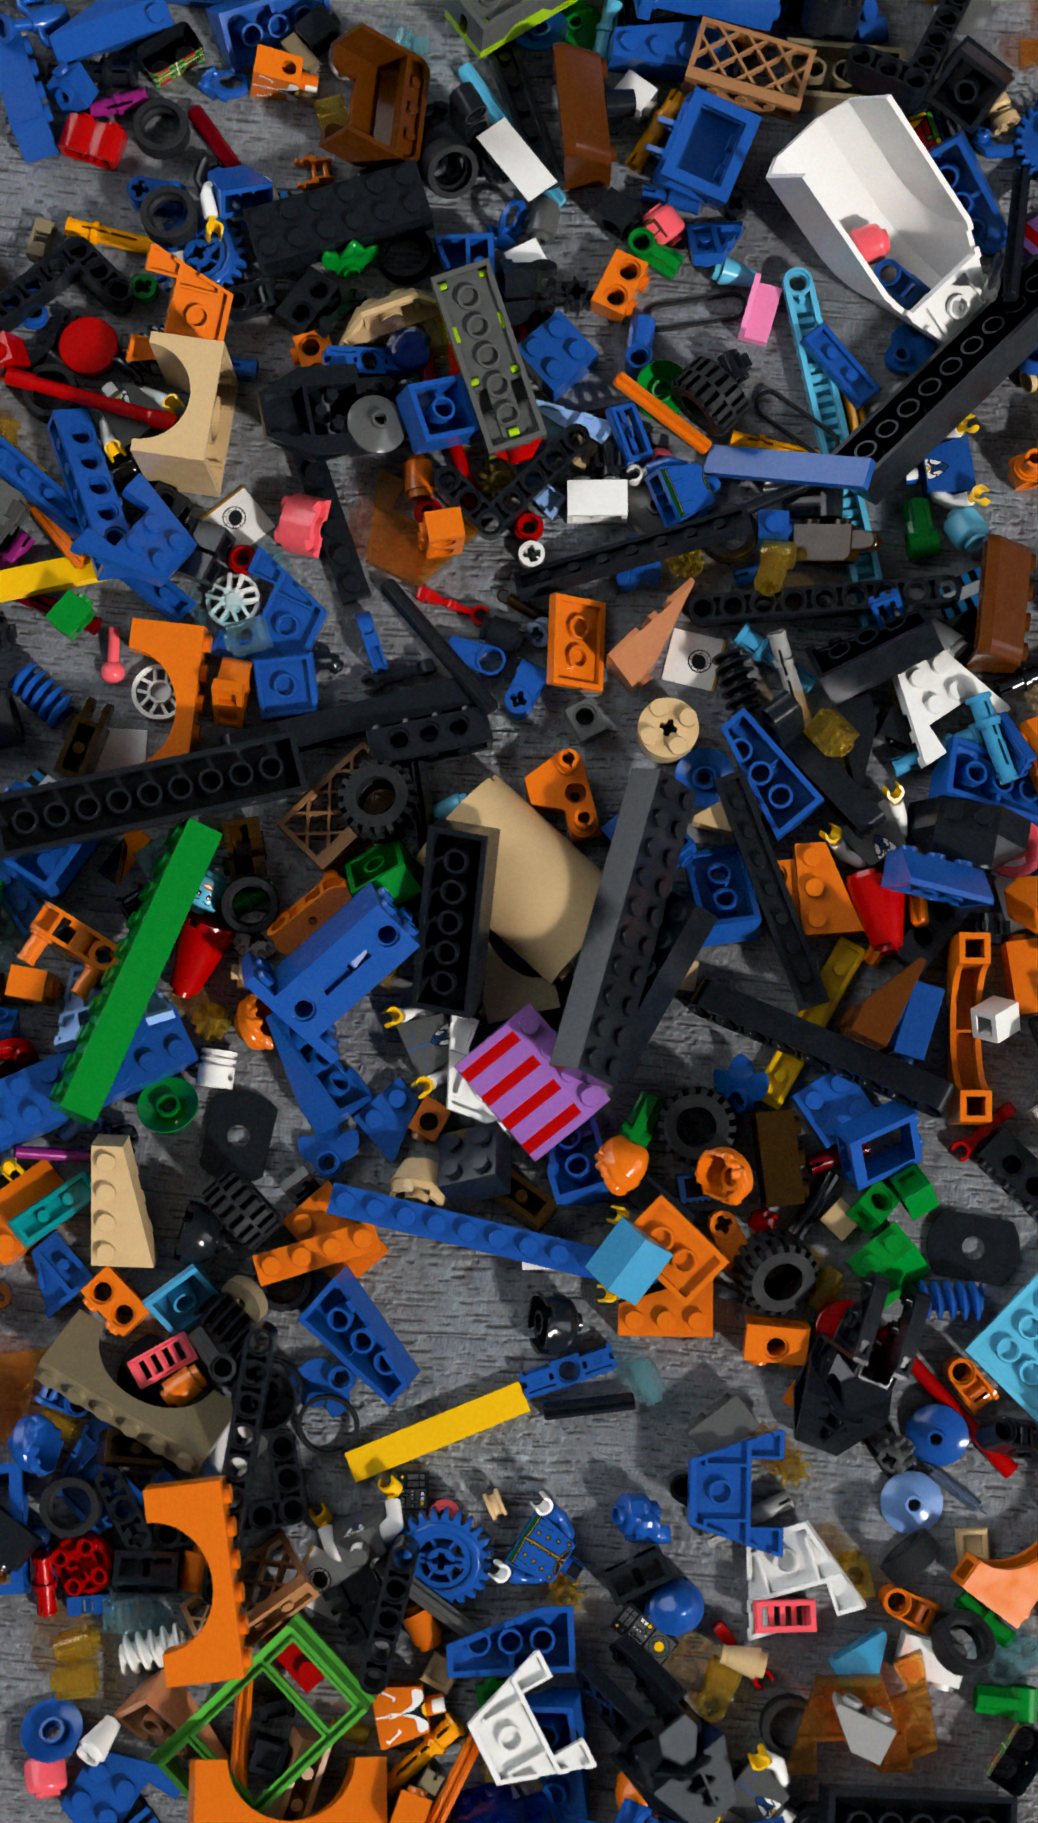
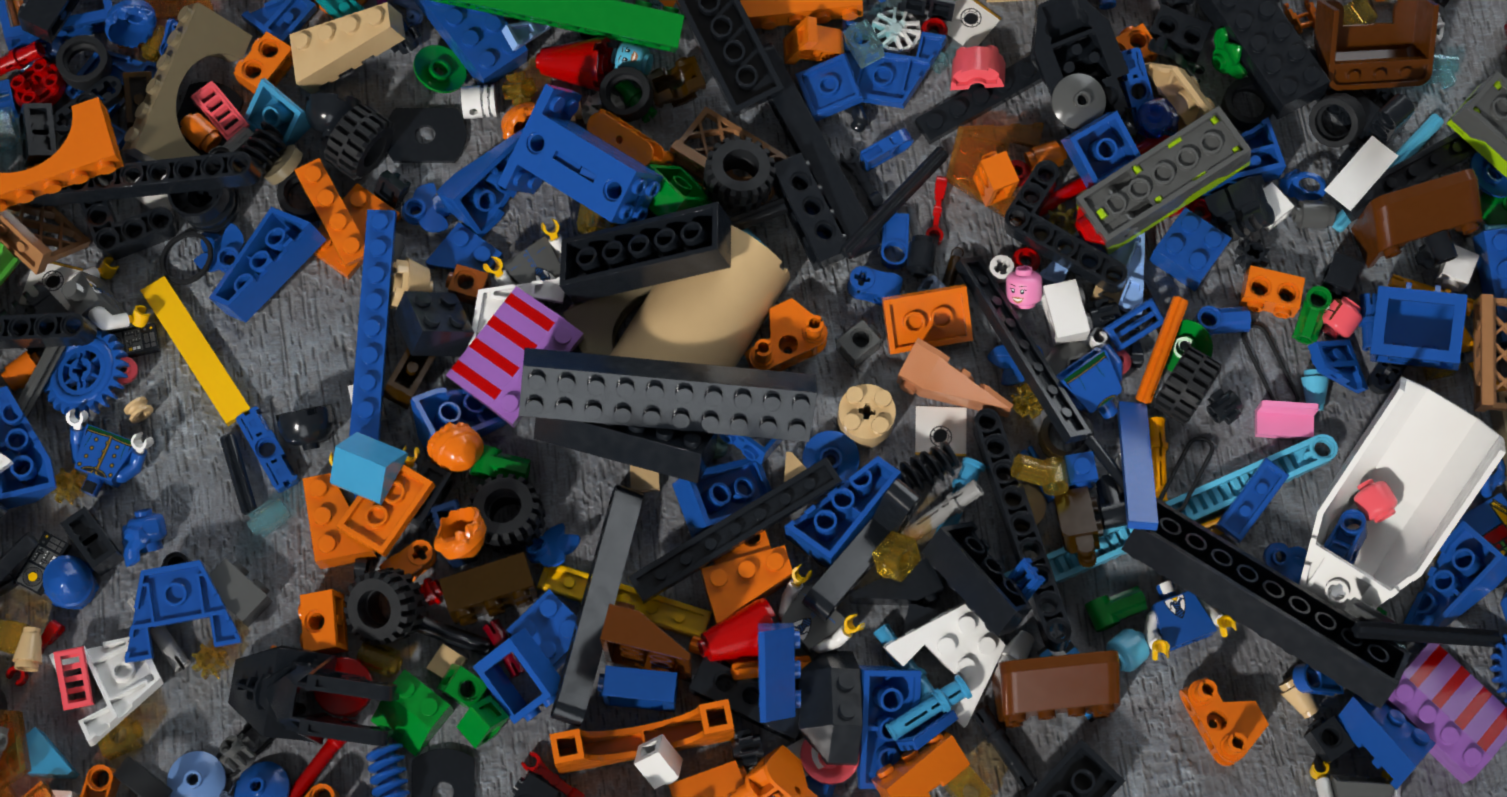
camera: 75 degrees right, 10 degrees down
(562, 535) = (1024, 287): none -> bright pink head

